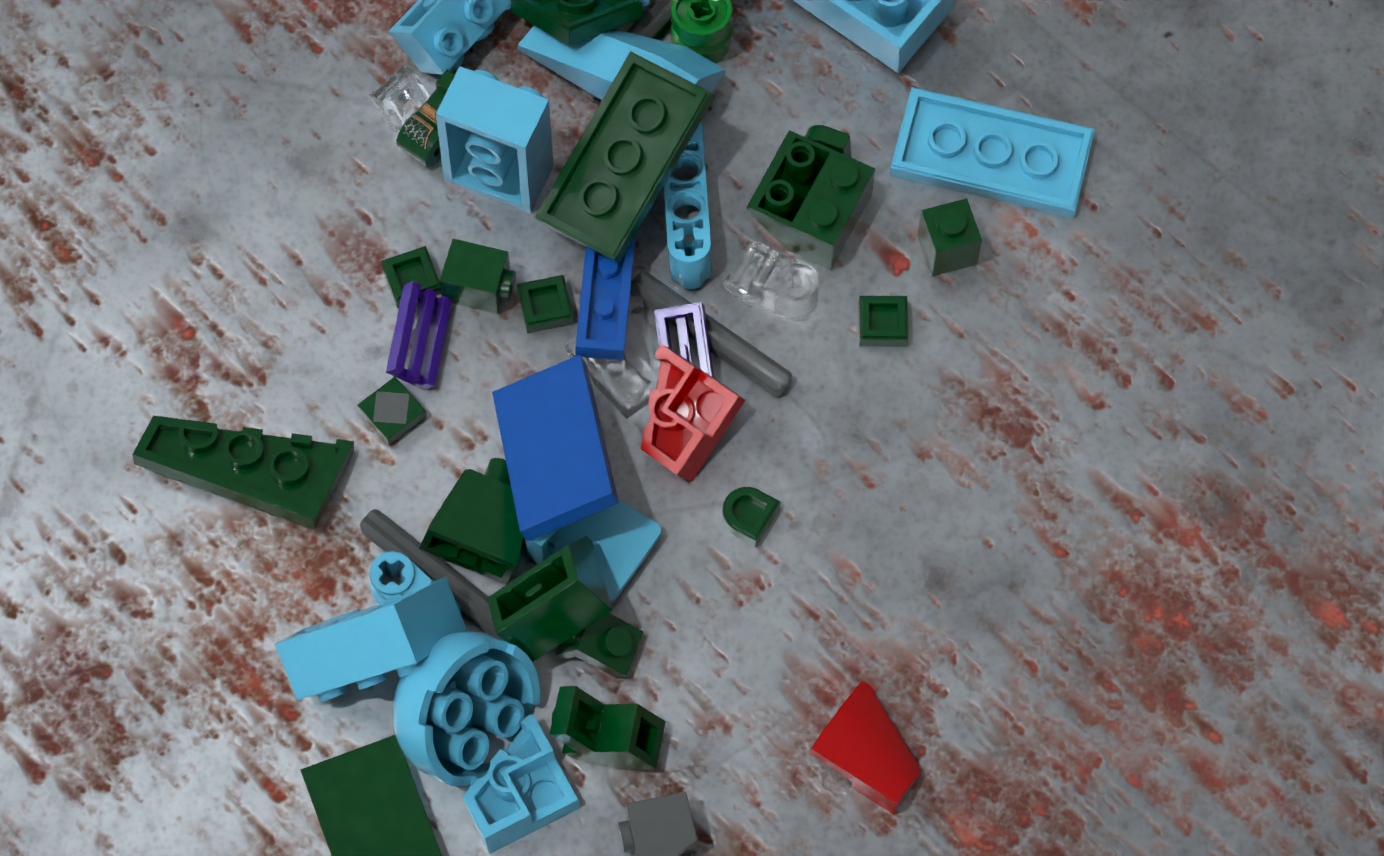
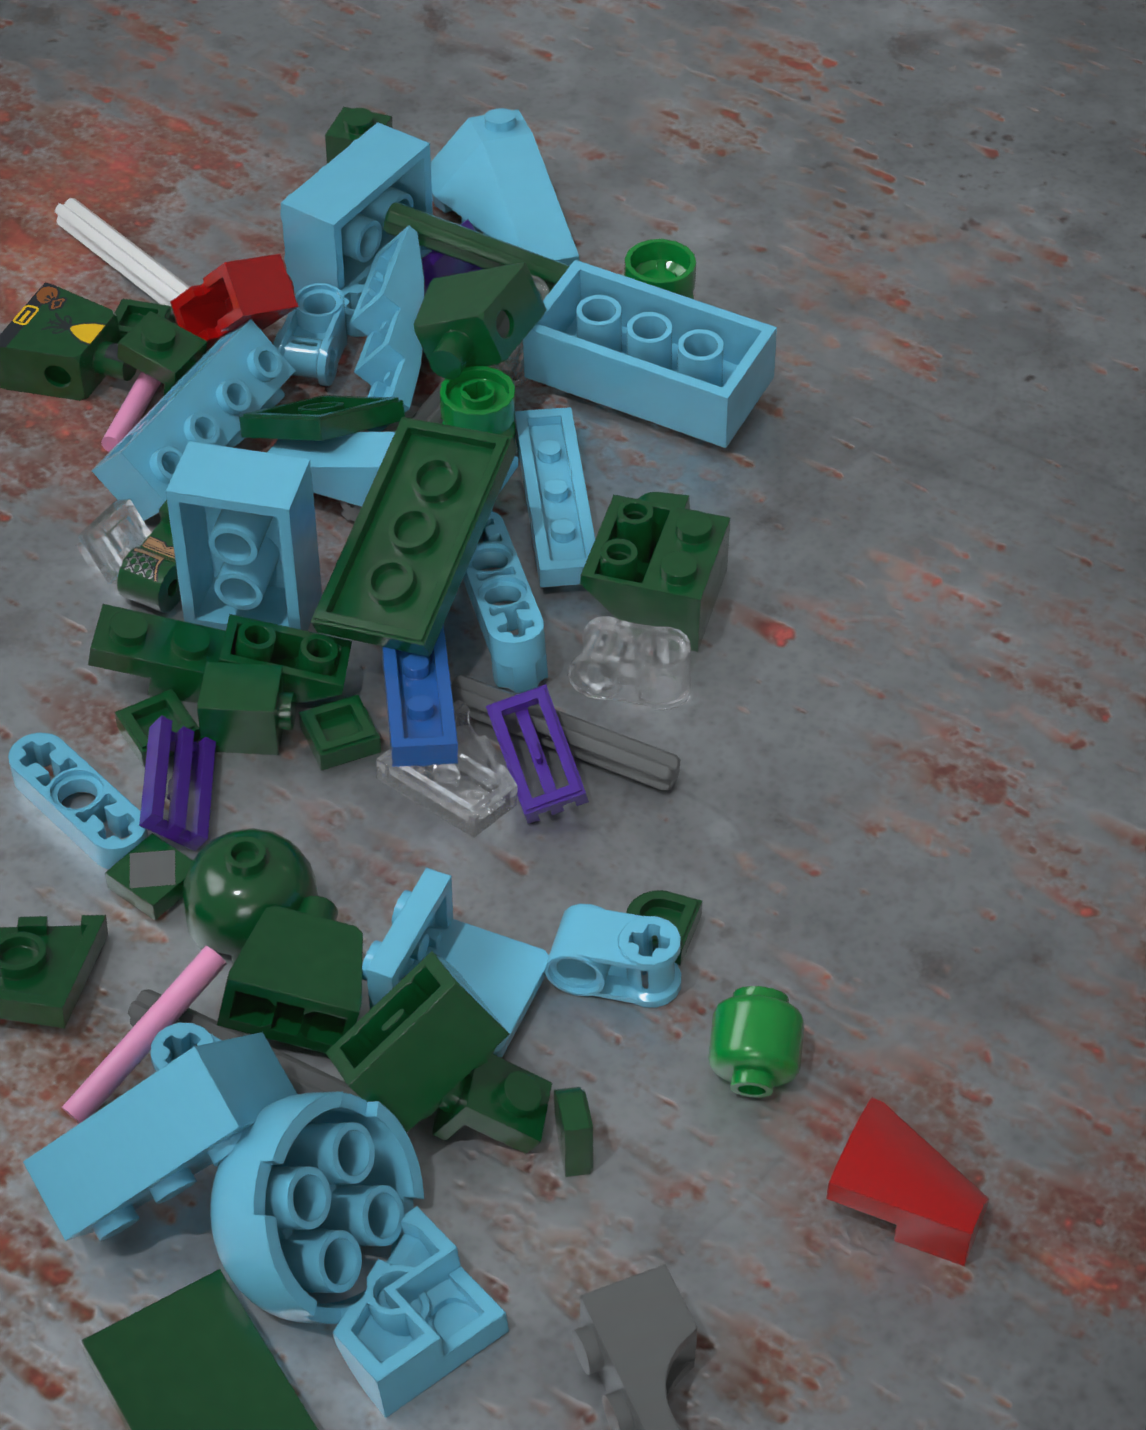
camera: 10 degrees left, 20 degrees down
(344, 314) = (72, 776): none -> medium azure beam
(368, 549) = (138, 1040): none -> bright pink bar
(436, 219) = (177, 652): none -> dark green slope
(454, 436) = (237, 881): none -> dark green cylinder
(554, 448) = (388, 865): blue tile -> none
(606, 733) = (530, 1217): dark green brick -> none
(650, 672) = (574, 1130): none -> dark green tile
(686, 415) = (554, 815): red slope -> none
(699, 536) = (609, 953): none -> medium azure piece
(750, 103) = (554, 494): none -> medium azure plate
(790, 626) = (756, 1041): none -> green head
(883, 321) = (779, 691): dark green tile -> none
(949, 237) = (839, 586): dark green brick -> none
(992, 152) = (862, 507): medium azure tile -> none

